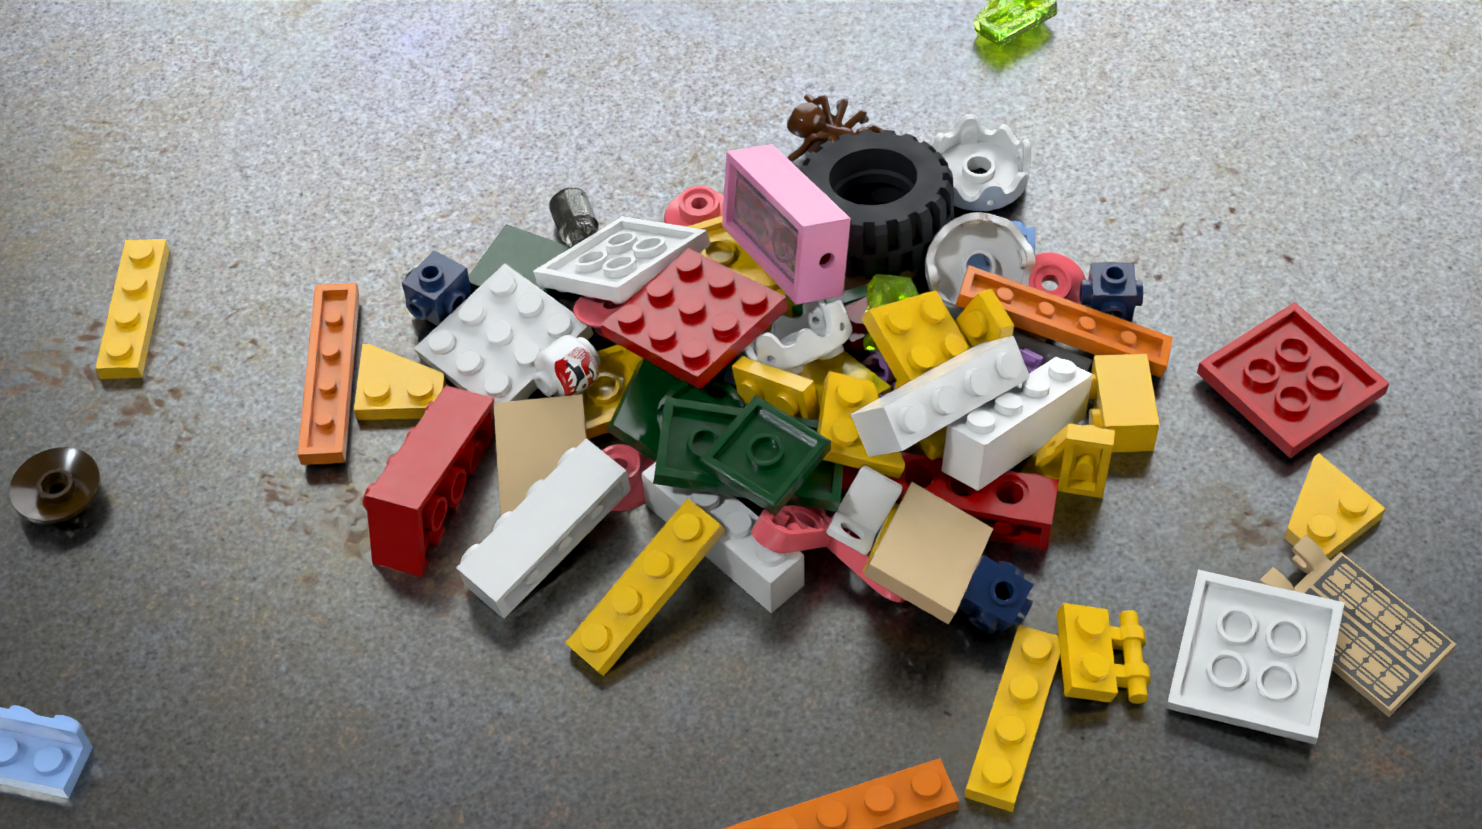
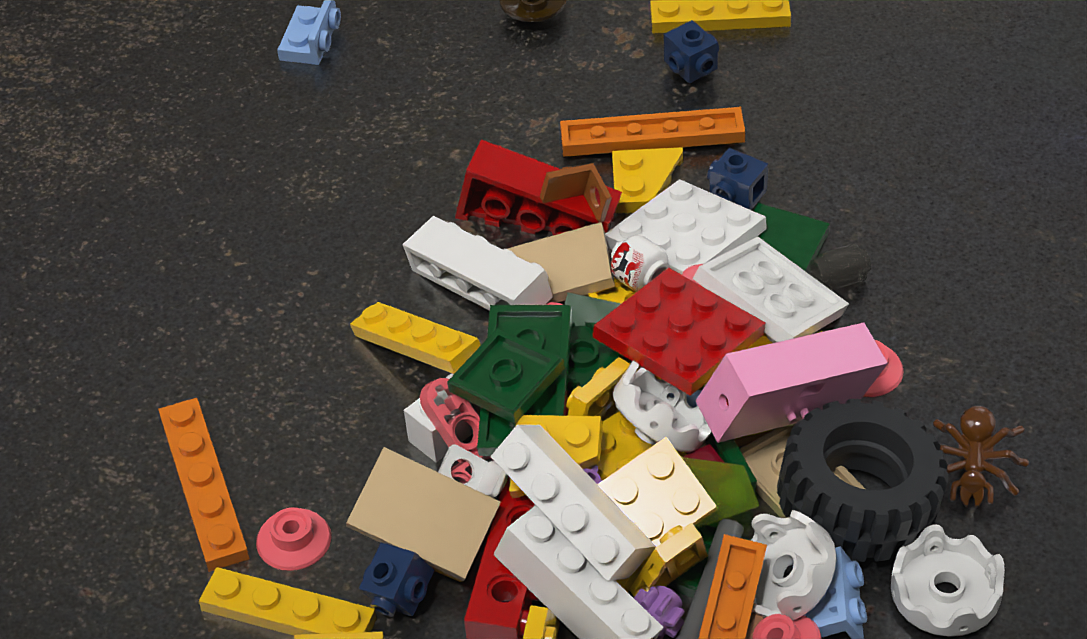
camera: 90 degrees right, 5 degrees down
(213, 323) = (691, 51): none -> dark blue brick
(452, 408) = (575, 182): none -> dark orange bracket
(907, 738) = (297, 550): none -> coral piece

